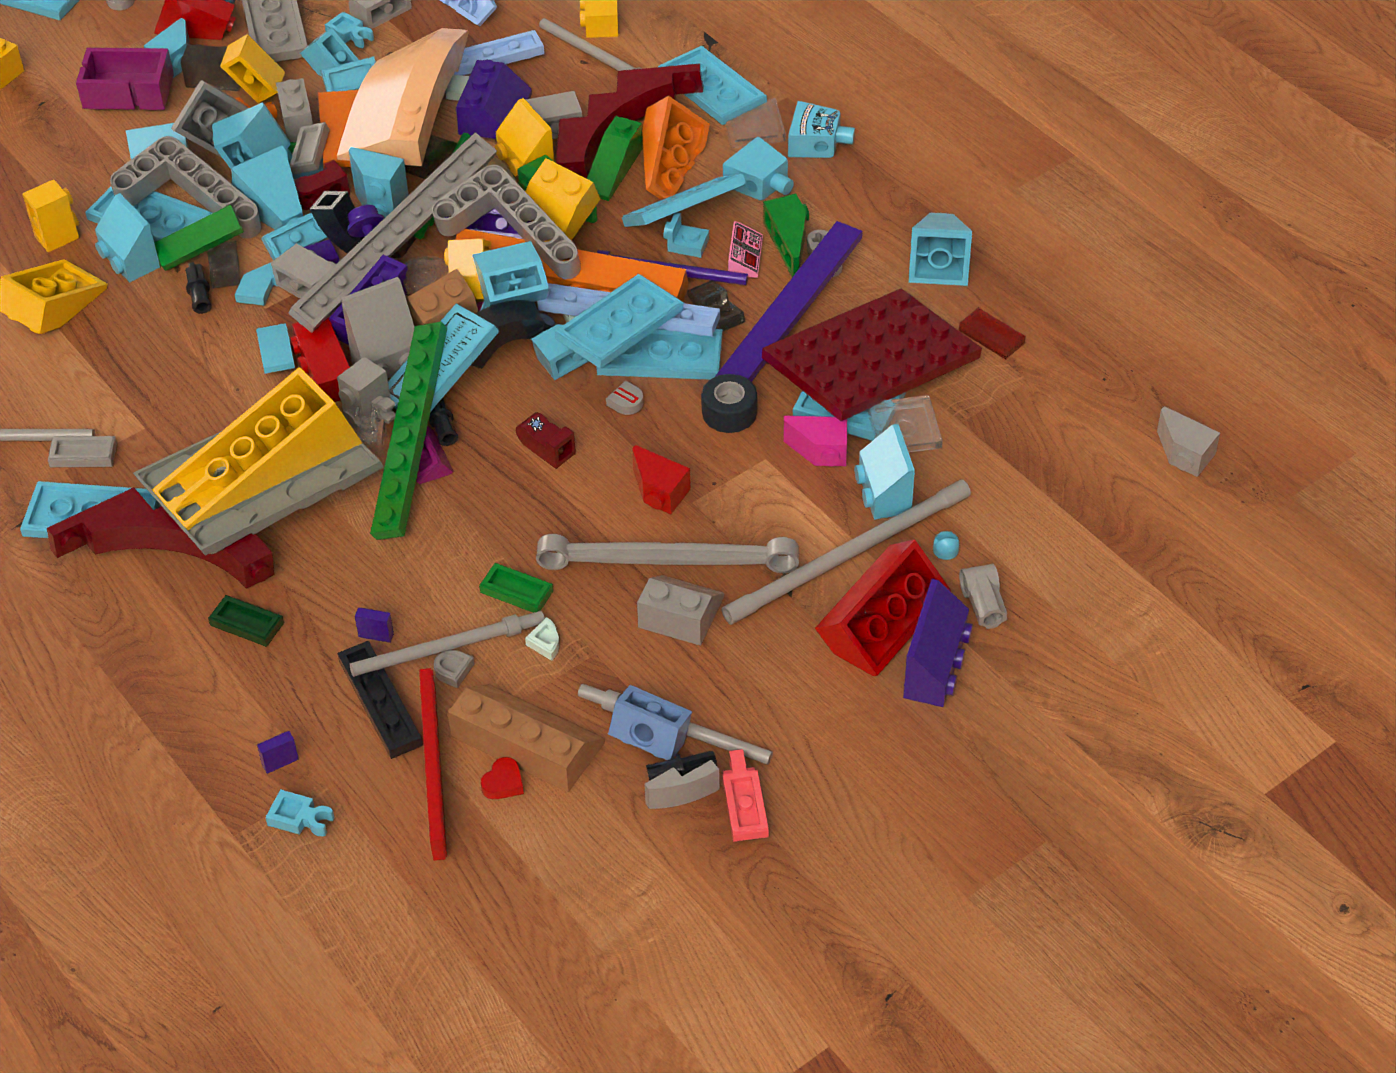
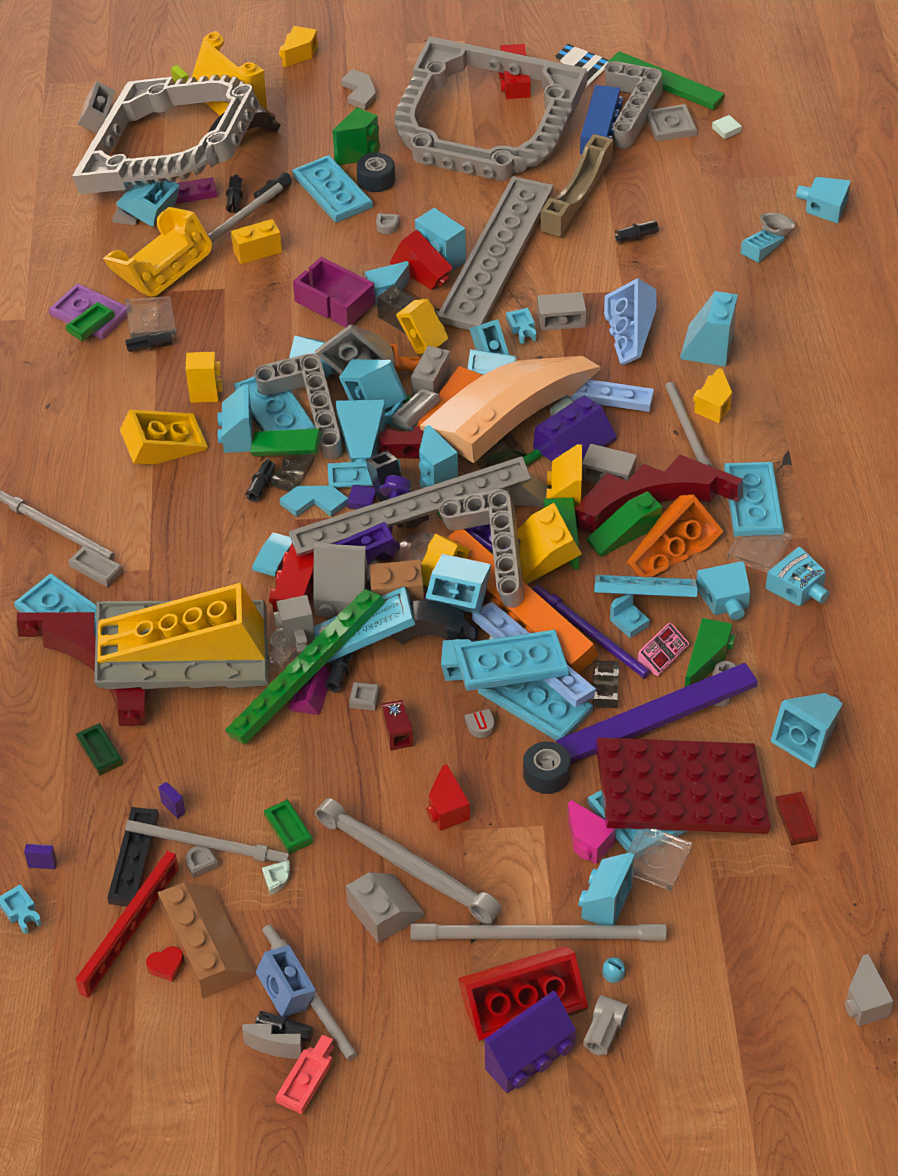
camera: 35 degrees right, 0 degrees up
(299, 270) = (330, 501): light grey brick -> none
(487, 432) = (364, 696): none -> light grey tile

